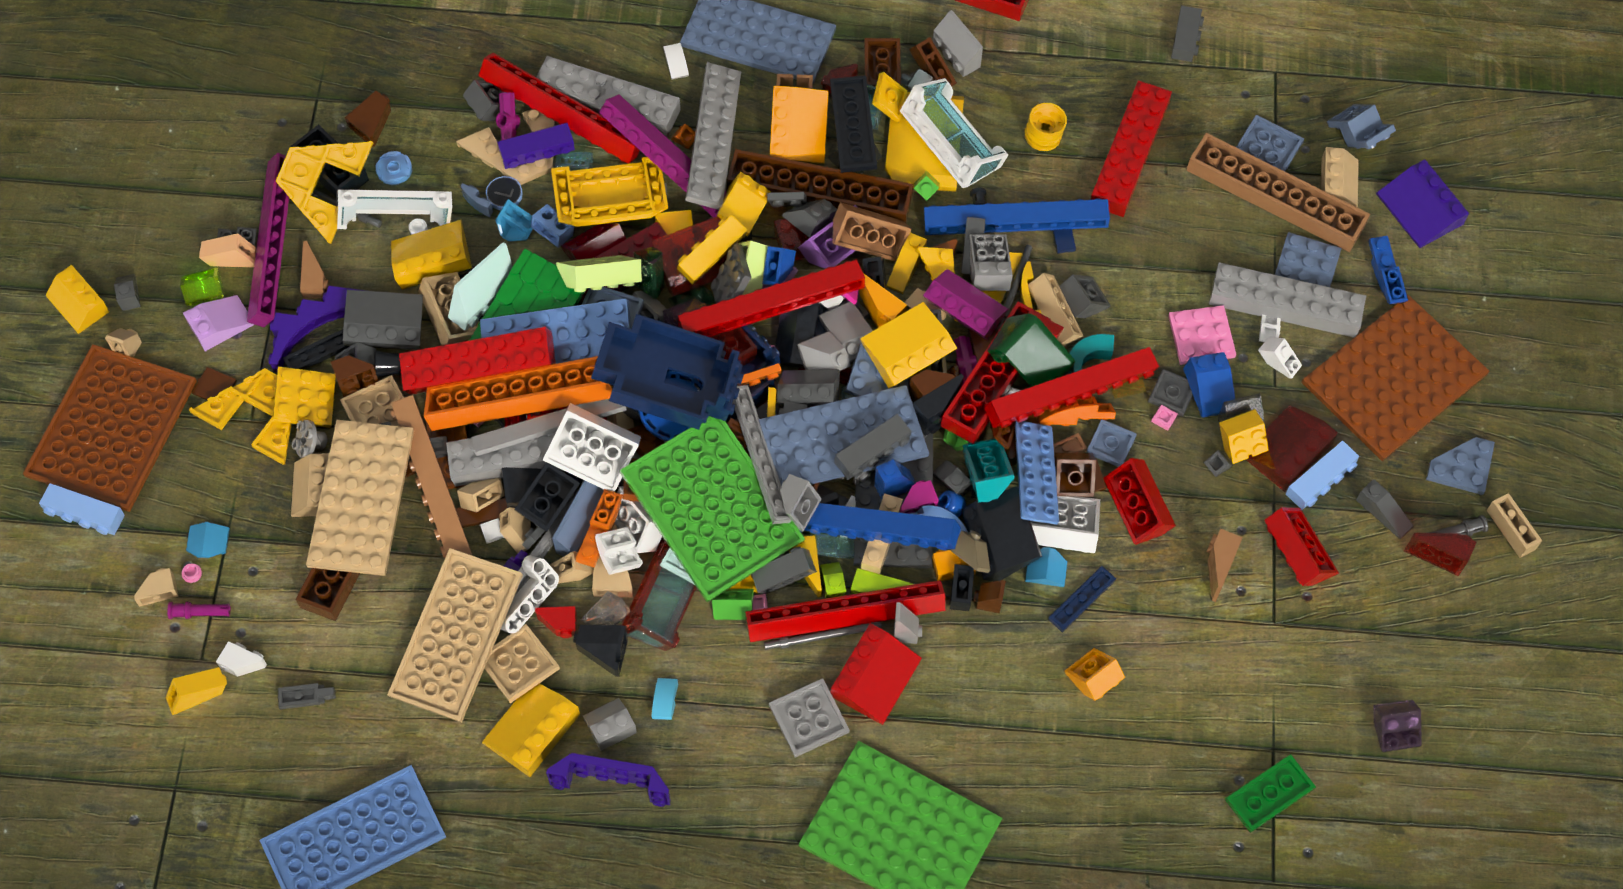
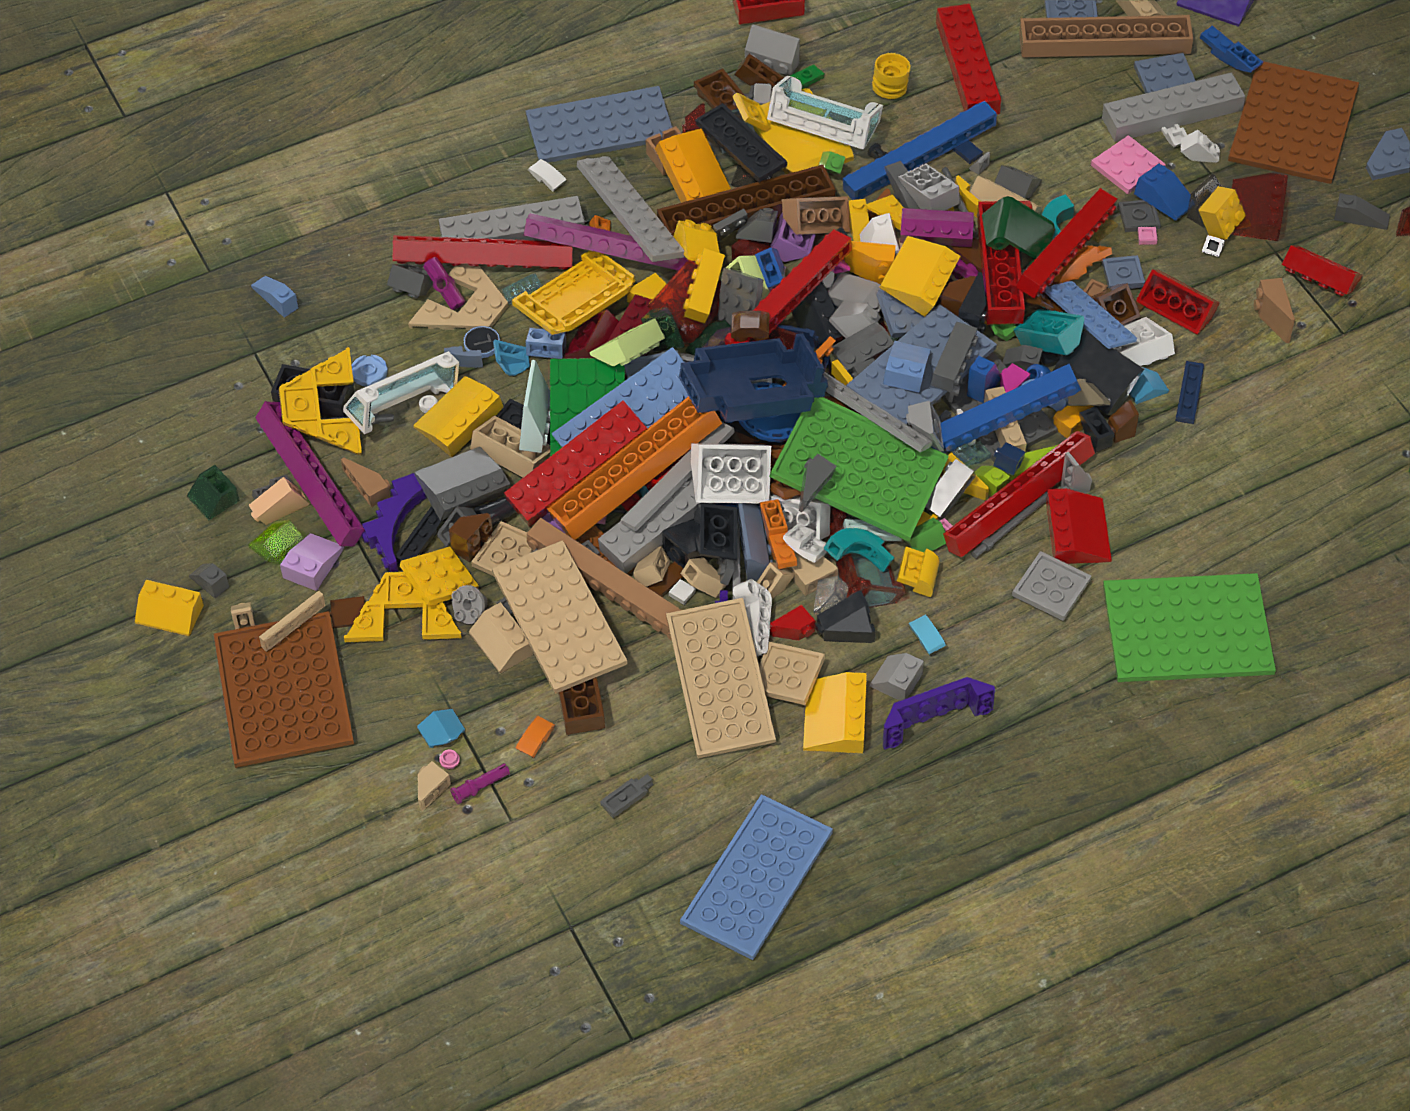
camera: 30 degrees left, 10 degrees down
(81, 509) = (311, 762): light blue brick -> none
(155, 371) = (292, 621): none -> tan tile
(185, 213) = (213, 492): none -> clear green slope
(195, 689) = (528, 841): yellow slope -> none
(239, 661) = (549, 799): white slope -> none
(273, 593) = (534, 736): none -> orange slope
(369, 54) = (277, 295): none -> medium blue slope
(370, 117) = (316, 341): reddish brown slope -> none
(536, 146) = (485, 289): dark purple brick -> none
(653, 498) = (816, 476): none -> dark grey slope
(666, 575) = (860, 542): none -> teal arch
(700, 634) = (919, 570): none -> yellow brick
(706, 316) = (750, 324): none -> reddish brown slope
(823, 431) = (906, 366): none -> medium blue slope
(854, 573) = (1008, 458): none -> dark blue brick
(911, 284) = (881, 231): none -> white slope
(972, 85) = (809, 75): none -> green plate
(1065, 259) = (981, 164): none -> light grey slope
(1095, 673) = (1244, 436): light orange slope -> none
(1322, 475) = (1297, 213): light blue brick -> none

